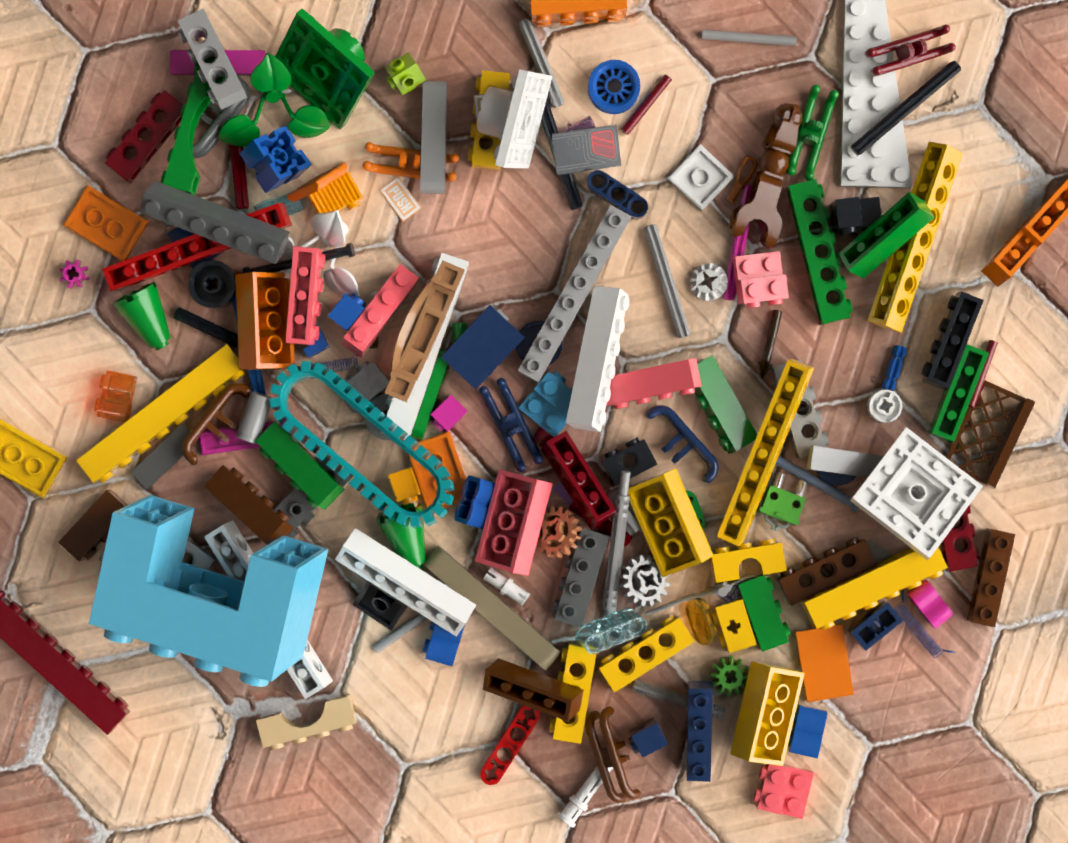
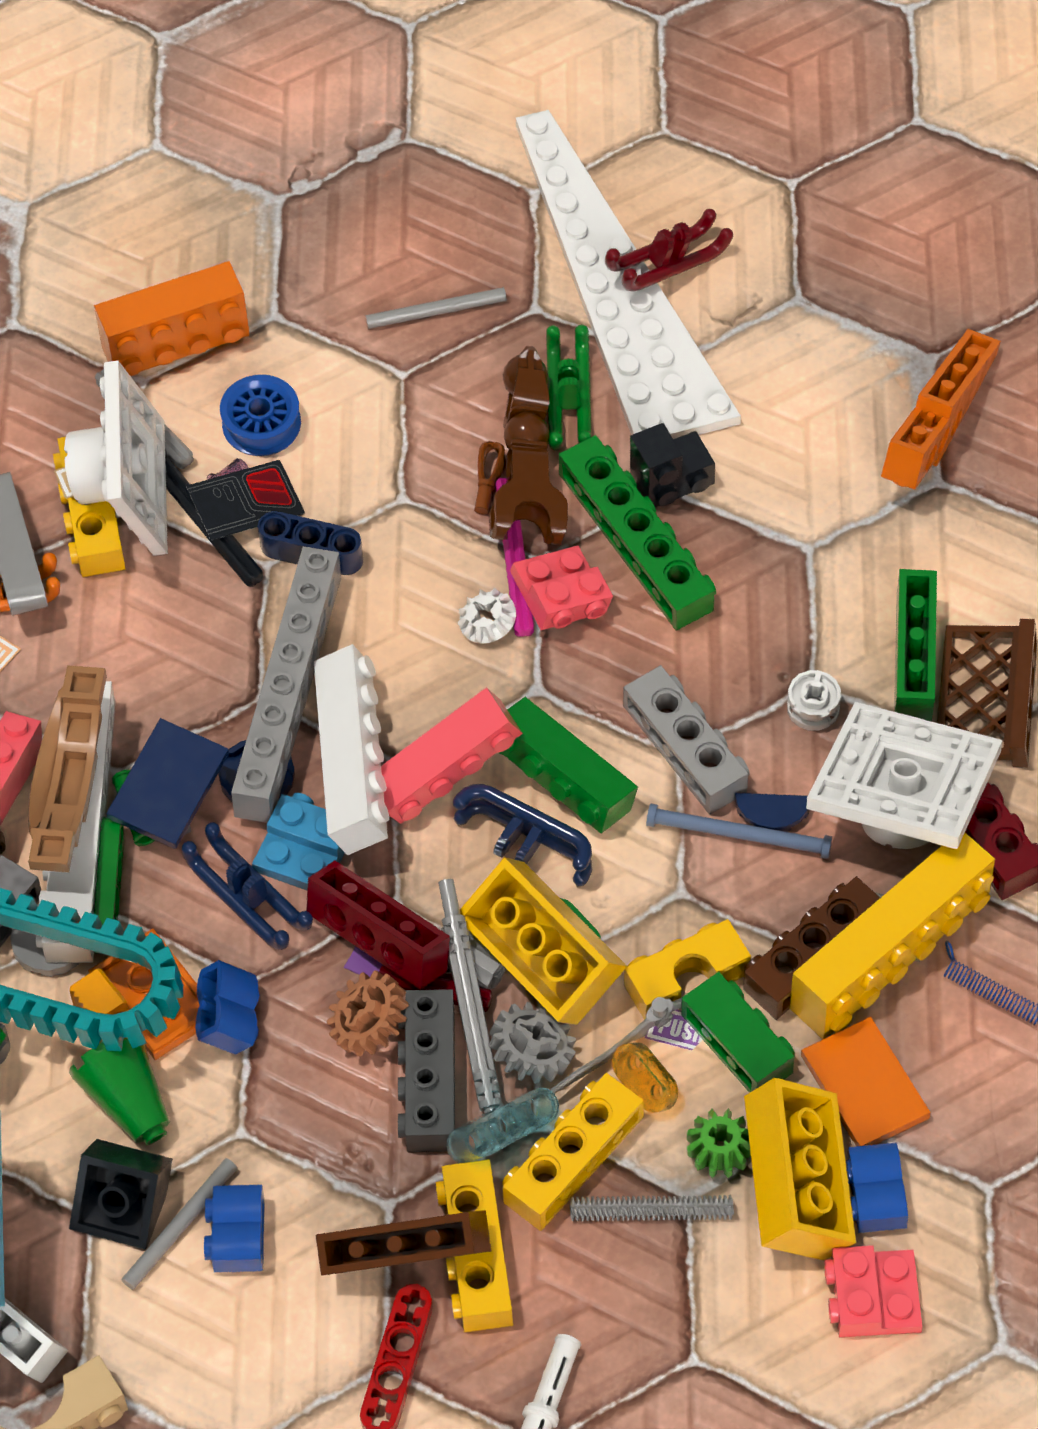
camera: 15 degrees left, 30 degrees down
(405, 582) = (143, 1142): white brick -> none
(448, 414) = (144, 899): dark pink brick -> none
(492, 608) = (299, 1158): dark tan beam -> none
(506, 586) = (313, 1122): white pin -> none
(513, 522) = (293, 1013): coral brick -> none
(543, 435) = (298, 891): dark red hinge -> none
(609, 756) = (568, 1319): reddish brown piece -> none
(643, 460) = (456, 863): black brick -> none
(646, 104) = (315, 427): dark red piece -> none
(647, 738) = (619, 1266): dark blue brick -> none
(667, 281) = (423, 633): light grey axle -> none
(699, 731) = (700, 1231): dark blue brick -> none
(701, 177) = (428, 493): white tile -> none
(743, 636) = (696, 1047): yellow brick -> none
(765, 364) = (611, 695): dark brown piece -> none
(765, 452) = (653, 796): yellow brick -> none
(782, 507) = (711, 876): bright green piece -> none
(842, 461) = (768, 780): light grey tile -> none
(874, 625) = (920, 995): dark blue brick -> none
(886, 235) = (723, 466): green brick -> none
(894, 367) = (808, 643): blue axle -> none
(905, 108) = (691, 321): black axle -> none
(907, 263) = (769, 471): yellow brick -> none
(930, 604) = (996, 946): dark pink axle -> none
(952, 340) = (879, 581): black brick -> none
(991, 347) = (942, 618): dark red bar -> none

